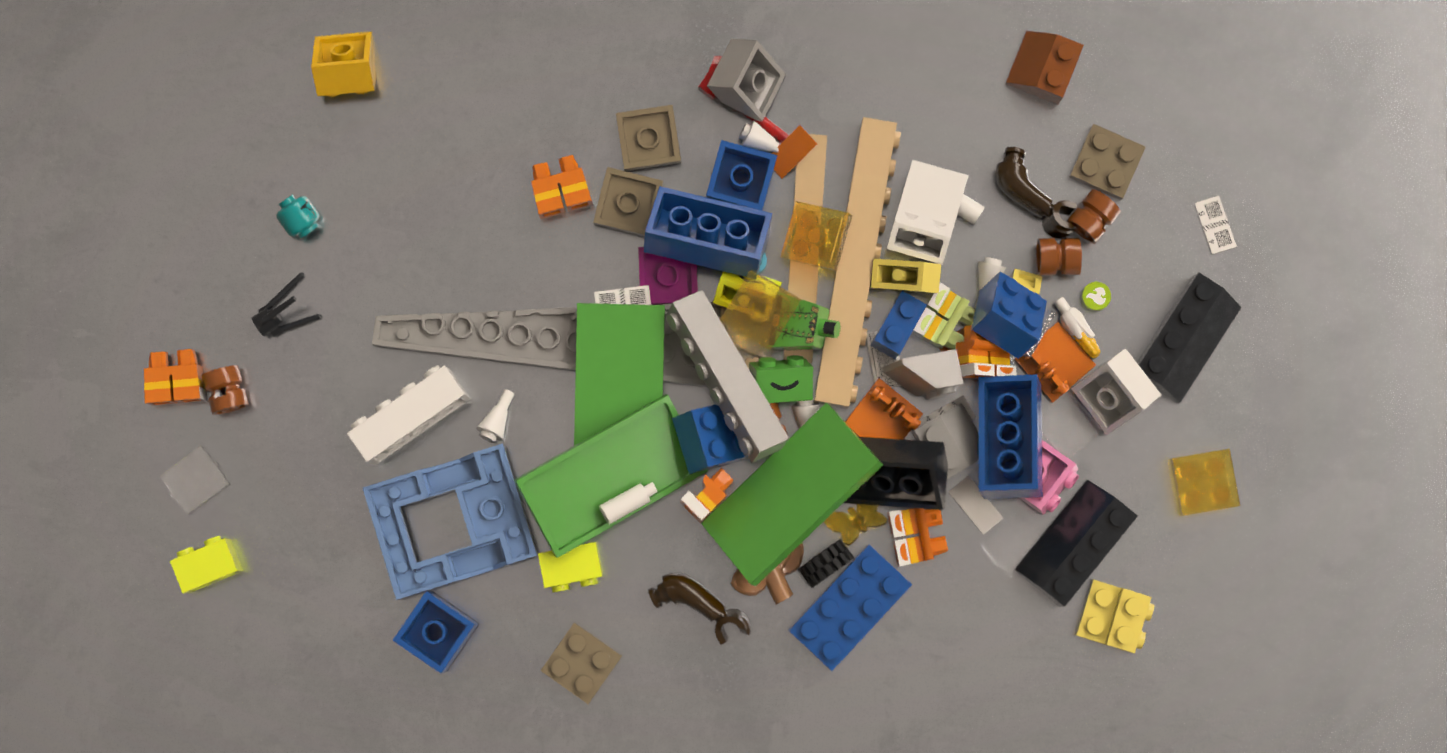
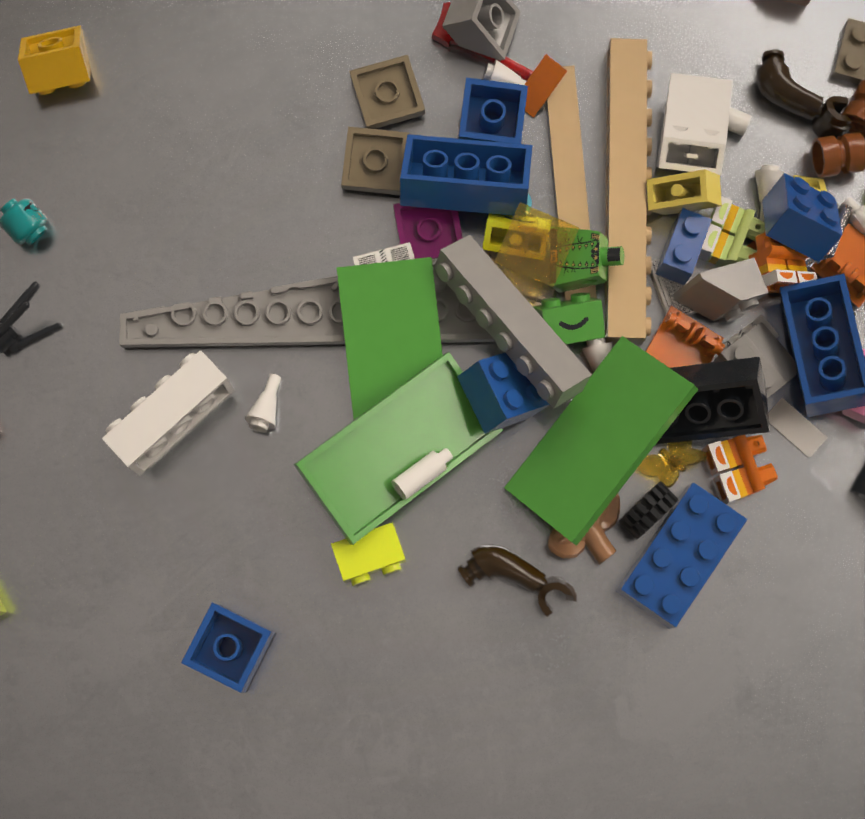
camera: 10 degrees left, 5 degrees down
(489, 509) = (270, 503): medium blue piece -> none
(547, 188) = (288, 159): orange hips -> none
(581, 663) = (395, 660): dark tan plate -> none
(709, 497) = (512, 453): orange hips -> none
(816, 236) = (582, 164): clear yellow plate -> none

